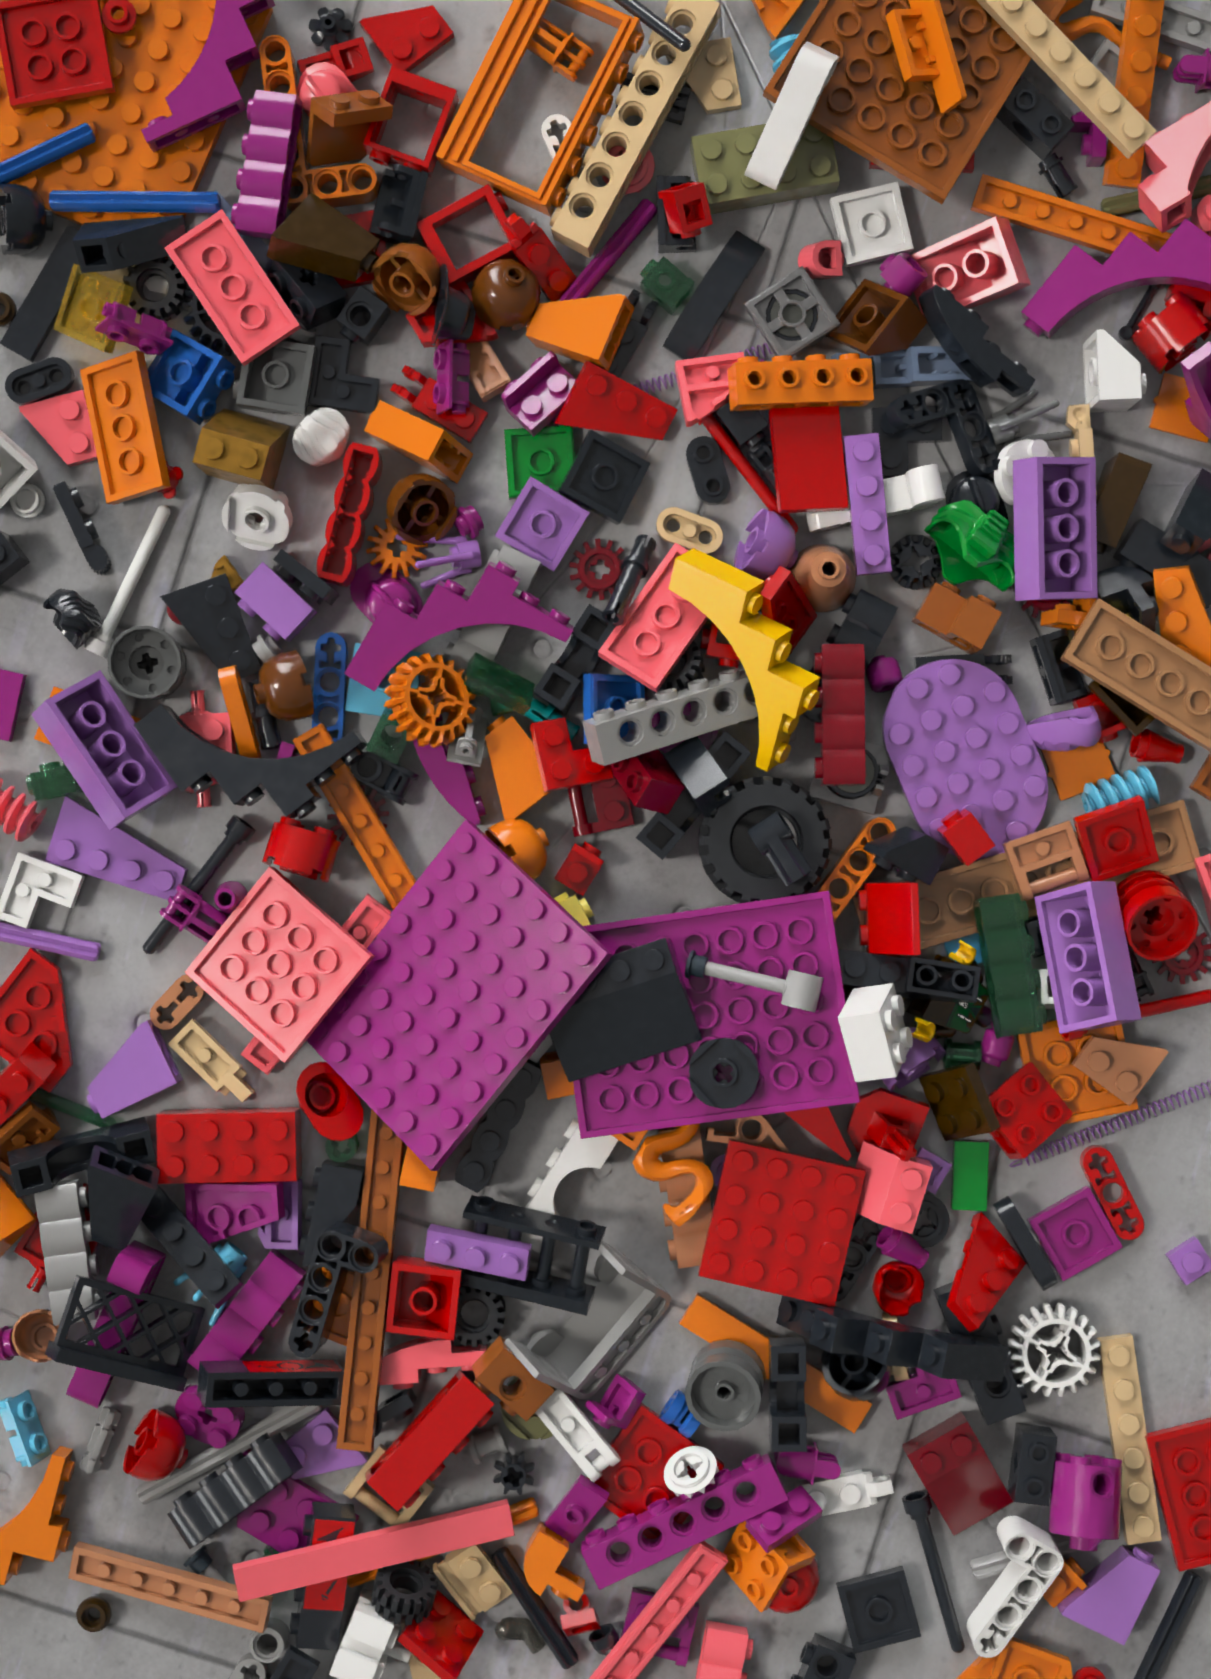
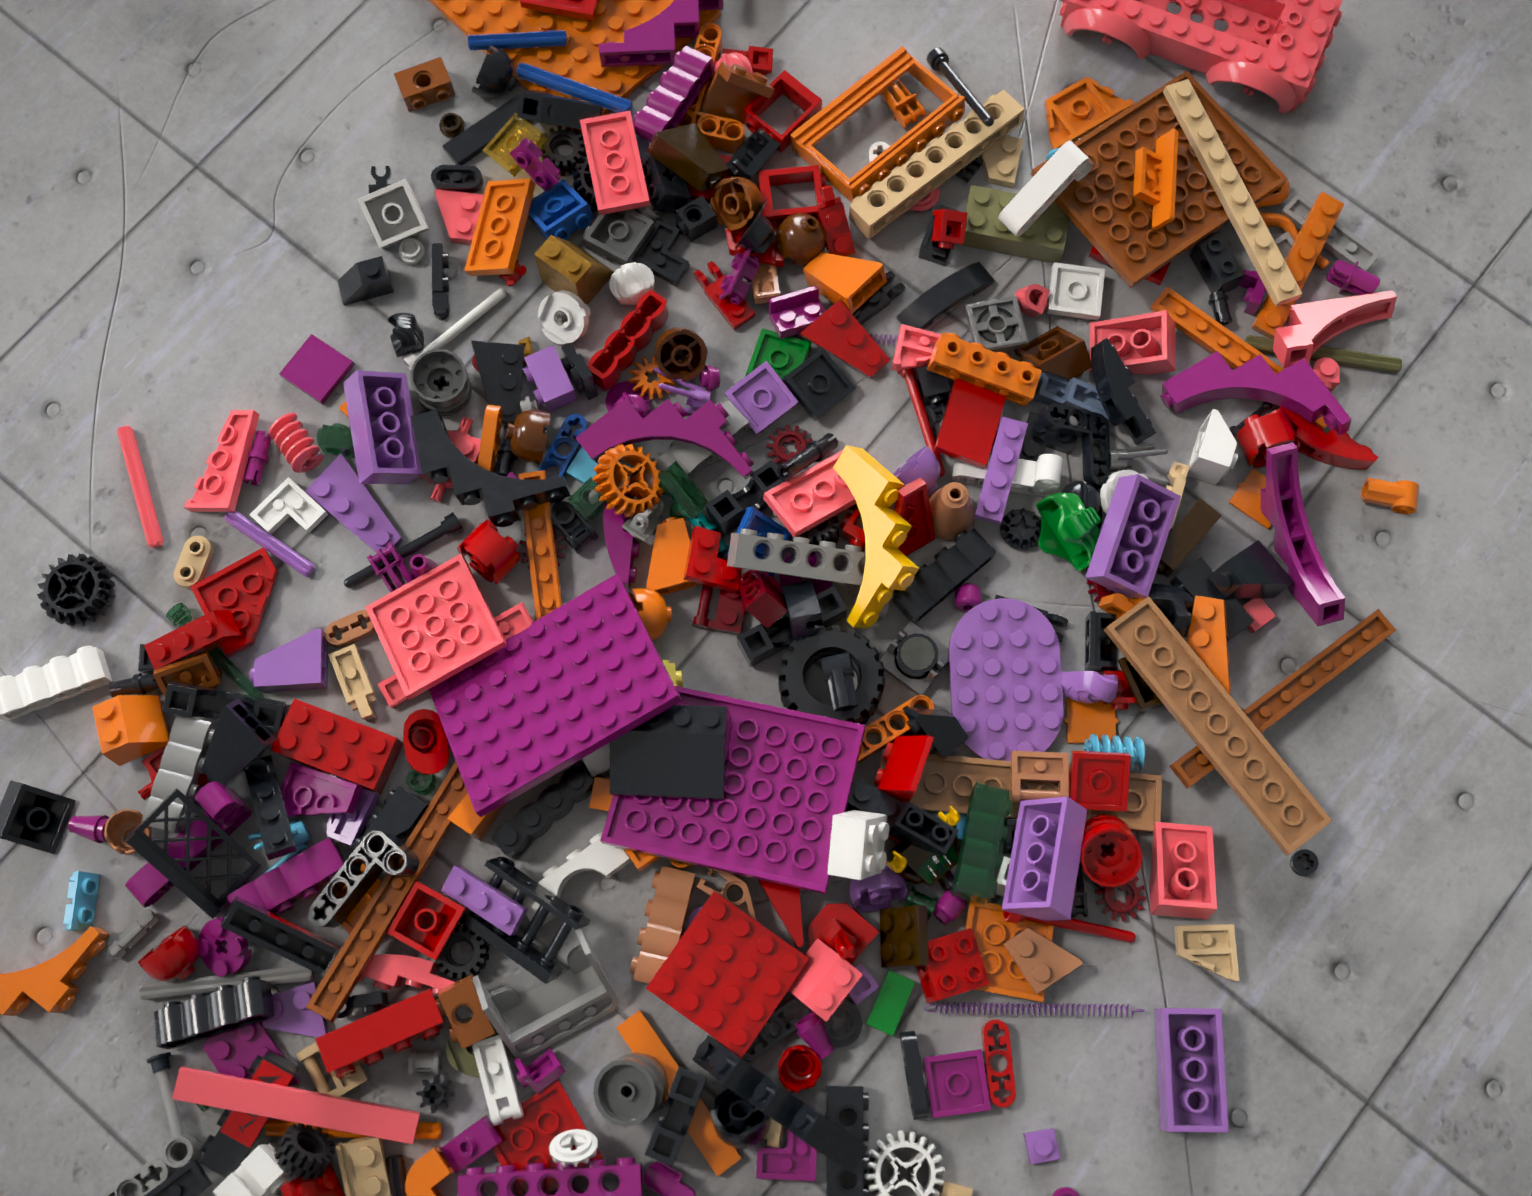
camera: 20 degrees right, 15 degrees down
(90, 1623) = (51, 1069): dark brown plate -> none
(168, 1586) = (127, 1072): nougat plate -> none
(330, 28) = (754, 37): black plant -> none
(408, 35) = (805, 60): red wing -> none
(418, 441) = (699, 311): orange slope -> none
(580, 867) = (687, 648): red bracket -> none
(611, 251) = (890, 240): magenta axle -> none
(651, 1168) = (643, 886): orange animal -> none
(668, 296) = (915, 283): clear green brick -> none
(677, 1413) = (582, 1097): blue wheel -> none
(690, 528) = (868, 440): tan plate -> none
(707, 470) = (895, 409): black plate -> none
(724, 1093) = (714, 821): black plate -> none
(798, 990) = (811, 786): light grey piece -> none
(842, 715) = (925, 606): dark red brick -> none
(902, 273) = (1086, 327): magenta plate -> none
(957, 619) = (1037, 576): dark orange brick -> none
(965, 836) = (984, 732): red brick -> none
(985, 1273) = (871, 1082): red wing -> none
(1155, 748) = (1152, 729): red cone -> none

